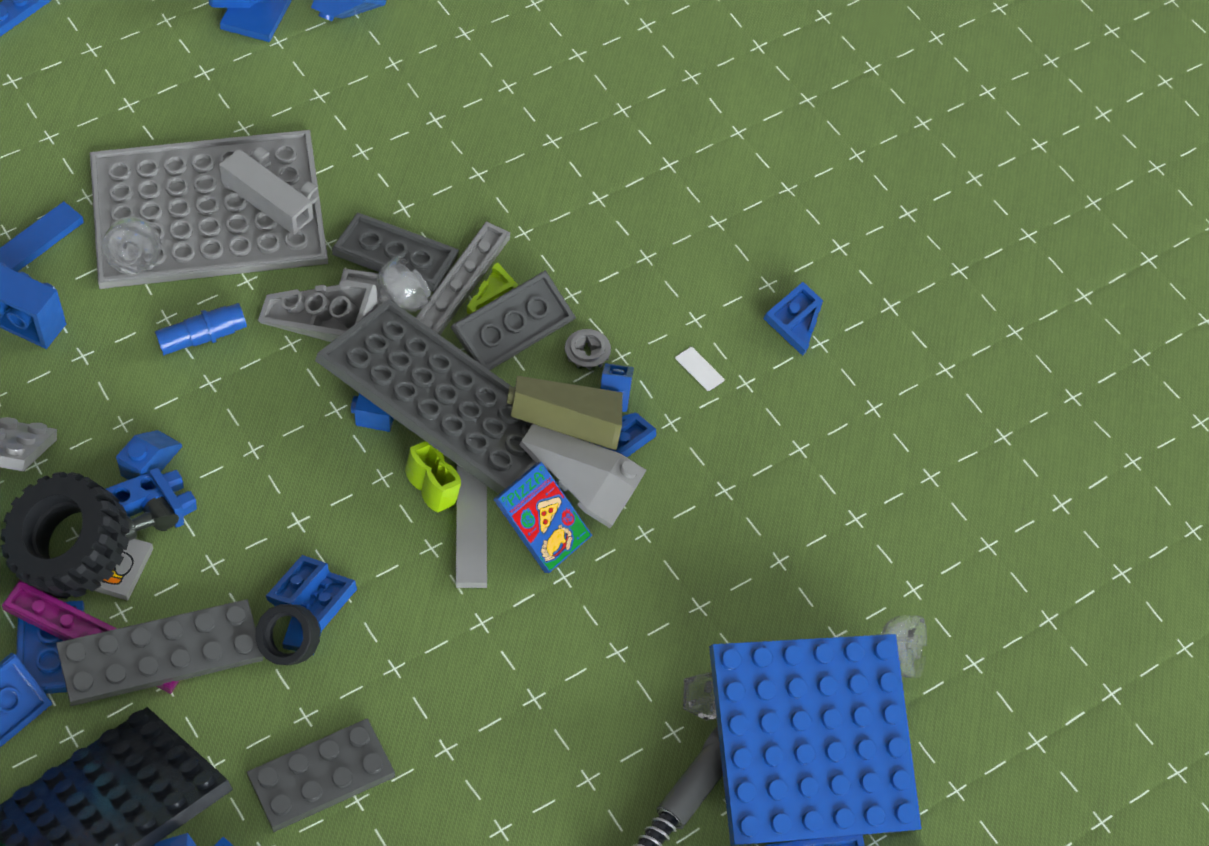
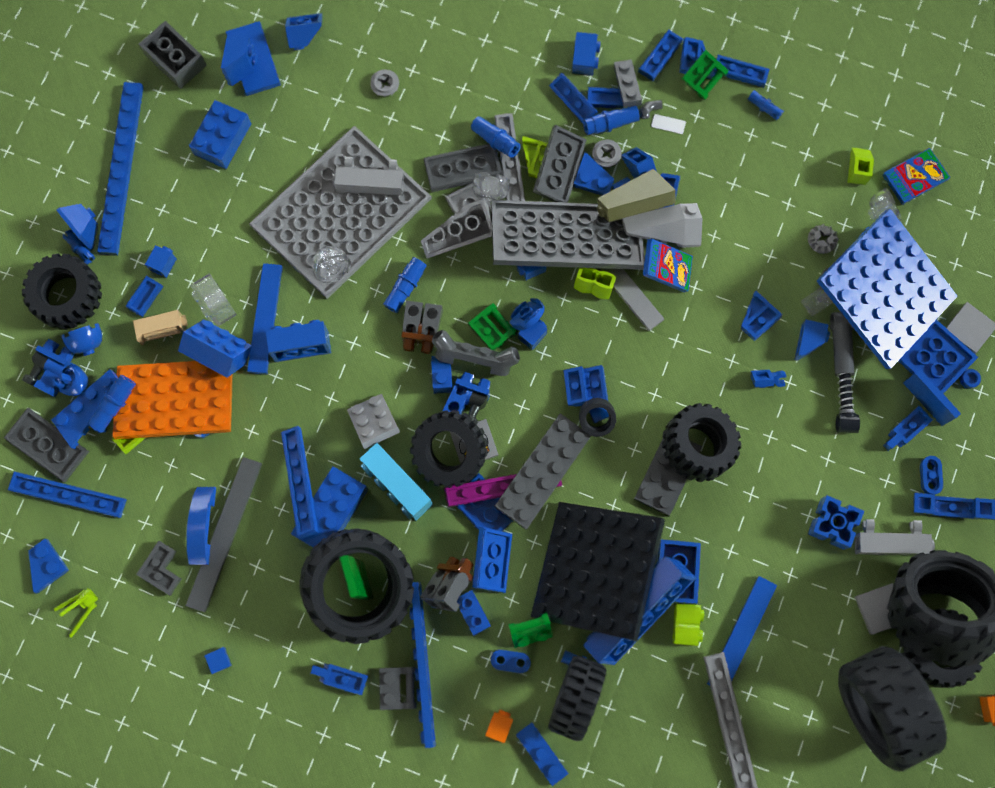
camera: 30 degrees left, 20 degrees up
(149, 43) = (220, 134): none -> blue brick
(175, 386) = (420, 331): none -> dark grey hips
(227, 486) = (498, 361): none -> dark grey plate
(250, 447) = (488, 331): none -> green plate
(303, 485) = (533, 335): none -> blue brick
(313, 455) = (527, 314): none -> blue tile
(394, 103) = (383, 76): none -> light grey gear
(414, 725) = (720, 431): none -> black tyre
(461, 240) = (496, 137): none -> blue piece
(545, 359) = (593, 177): none -> blue wing
(556, 746) = (766, 378): none -> blue plate
(600, 264) = (572, 97): none -> blue tile
(615, 666) = (759, 317): none -> blue wing
(624, 314) = (610, 120): none -> blue piece
(643, 289) = (605, 97): none -> blue tile
(658, 224) = (584, 53): none -> blue brick
(661, 740) = (811, 338): none -> blue slope
(682, 287) = (627, 83): none -> plate
(689, 331) = (648, 107): none -> dark grey arm
(756, 287) = (660, 55): none -> blue tile
(777, 622) = (822, 246): none -> light grey gear
(789, 328) = (700, 70): none -> green plate
(846, 425) = (765, 105): none -> blue pin
(848, 367) = (744, 71): none -> blue tile
(912, 574) = (860, 166): none -> lime slope
(987, 641) = (916, 176): none -> tile

